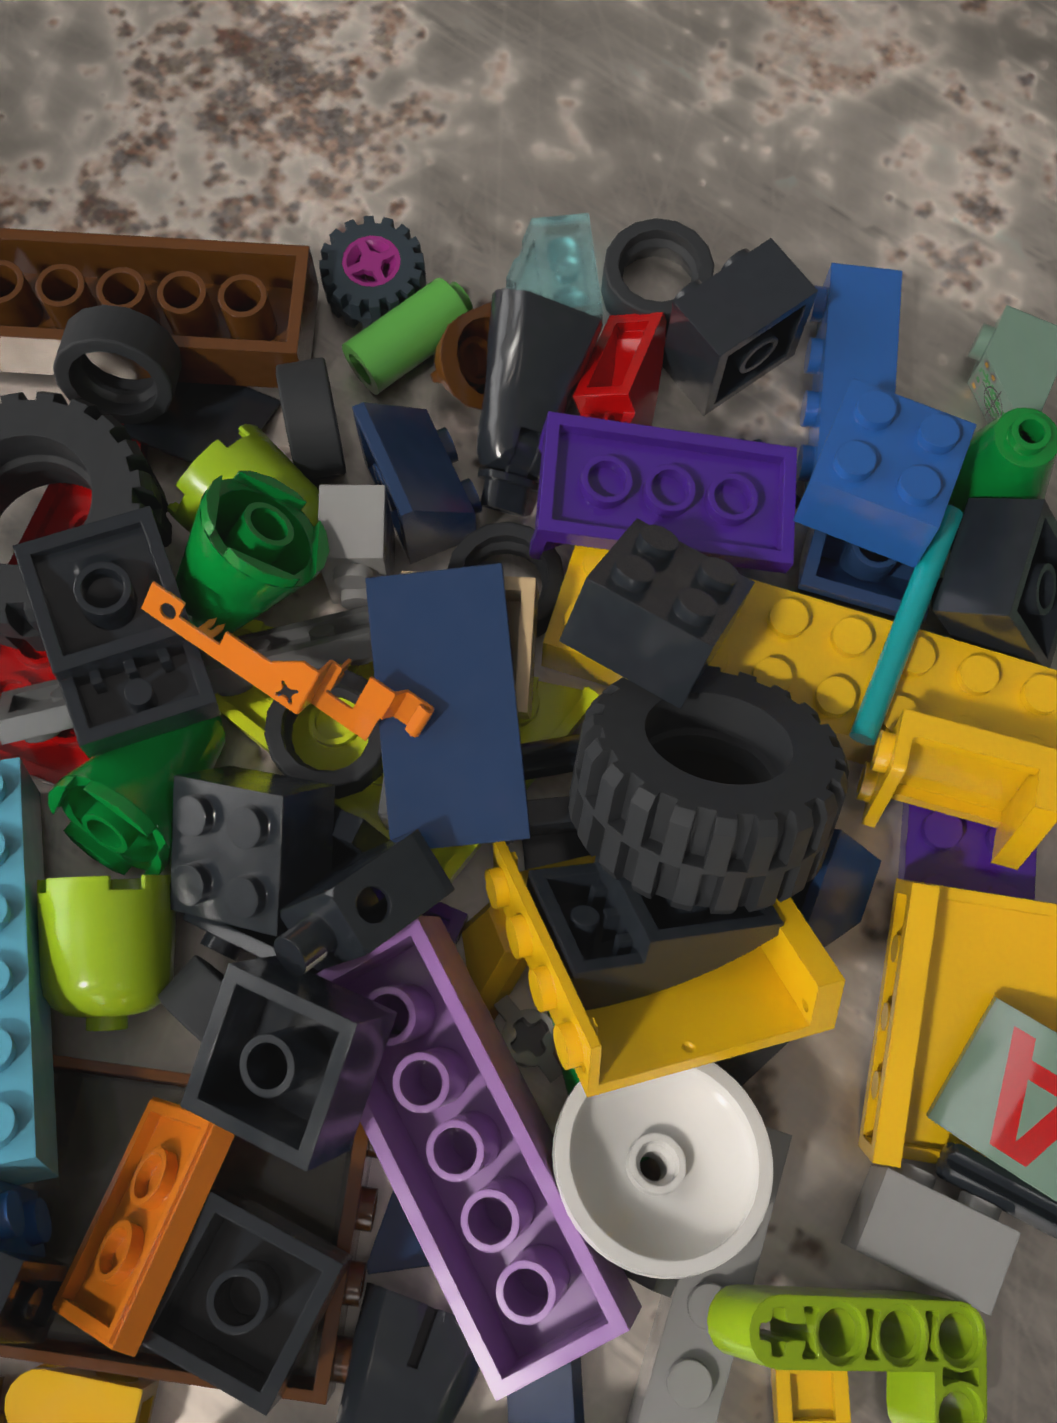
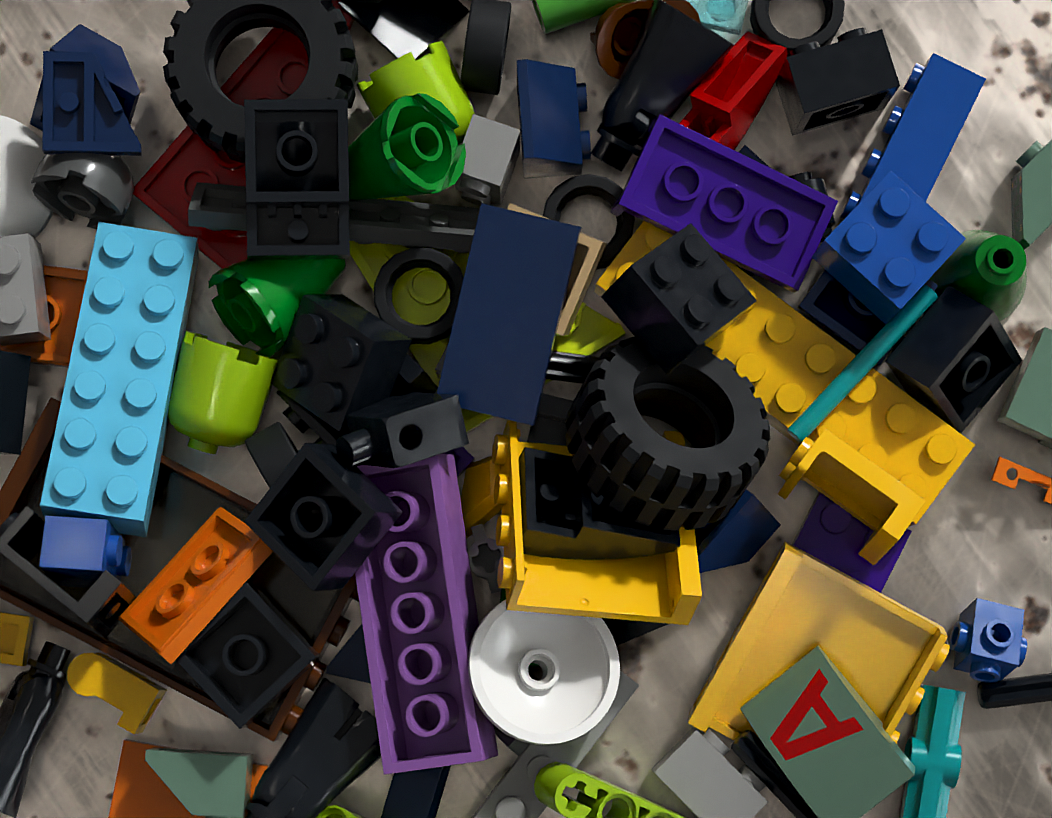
camera: 20 degrees right, 10 degrees up
(374, 703) = (455, 297): orange piece -> none

